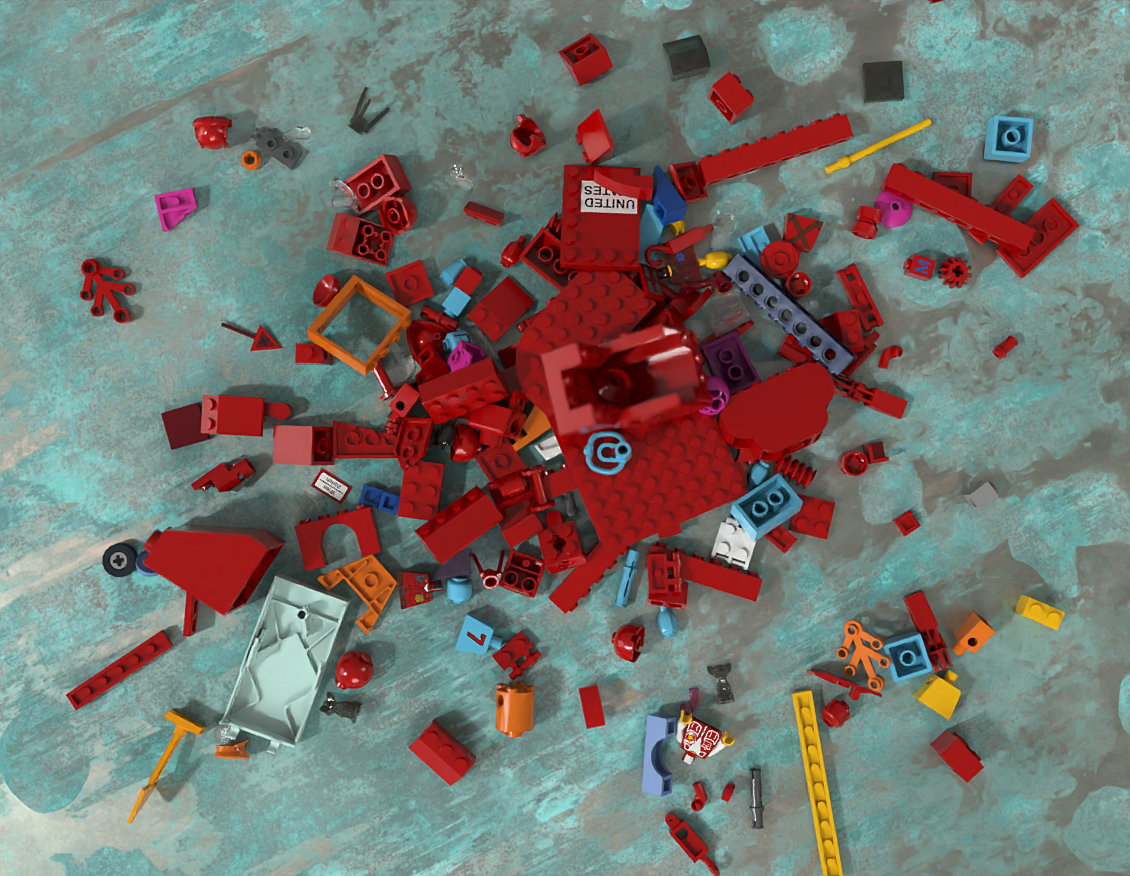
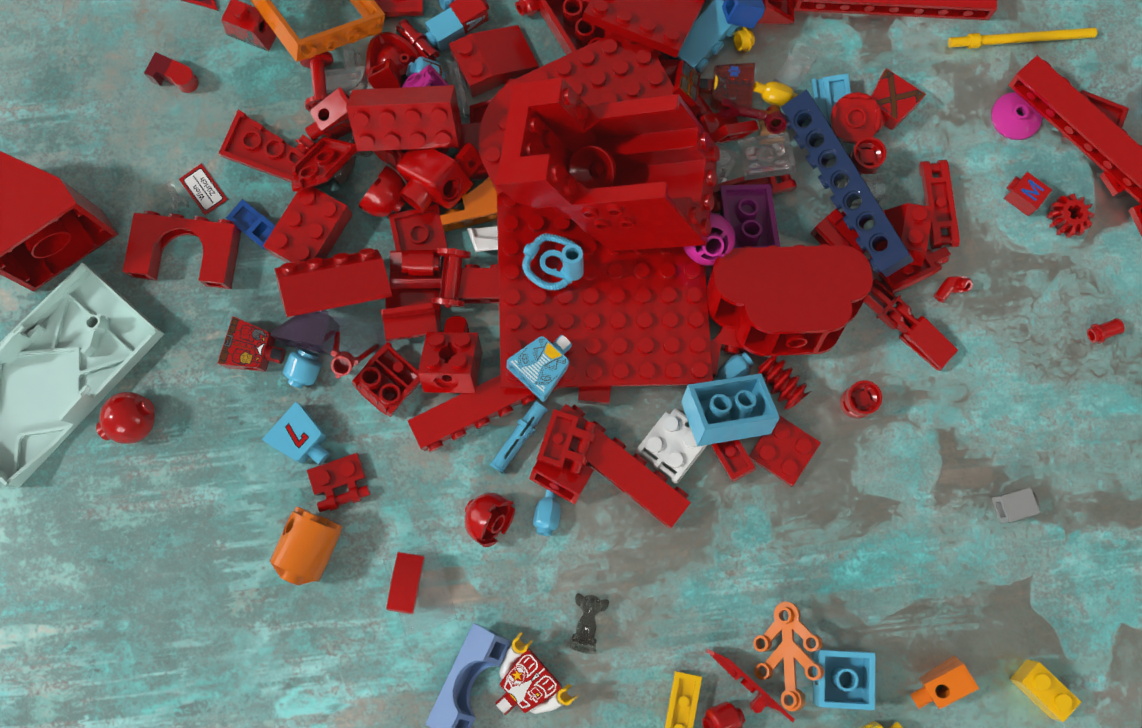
camera: 25 degrees right, 10 degrees down
(184, 426) = (63, 54): dark red tile -> none
(227, 477) = (81, 127): red plate -> none
(232, 415) = (120, 56): red slope -> none
(303, 445) = (189, 124): slope -> none
(346, 708) = (96, 464): clear smoke animal -> none
(370, 581) = (196, 319): orange wing -> none
(443, 752) = (191, 570): red slope -> none
(445, 433) = (367, 174): clear smoke plant -> none
(570, 505) = (483, 318): dark grey pin -> none
(630, 531) = (541, 365): none -> medium azure torso
(677, 243) = (734, 54): red piece -> none
(693, 703) = (539, 633): clear pink arm -> none
(867, 220) = (979, 115): red wheel -> none
(874, 452) = (894, 399): red panel -> none
(906, 523) = (904, 505): red tile -> none
(926, 624) = (887, 645): red arm -> none

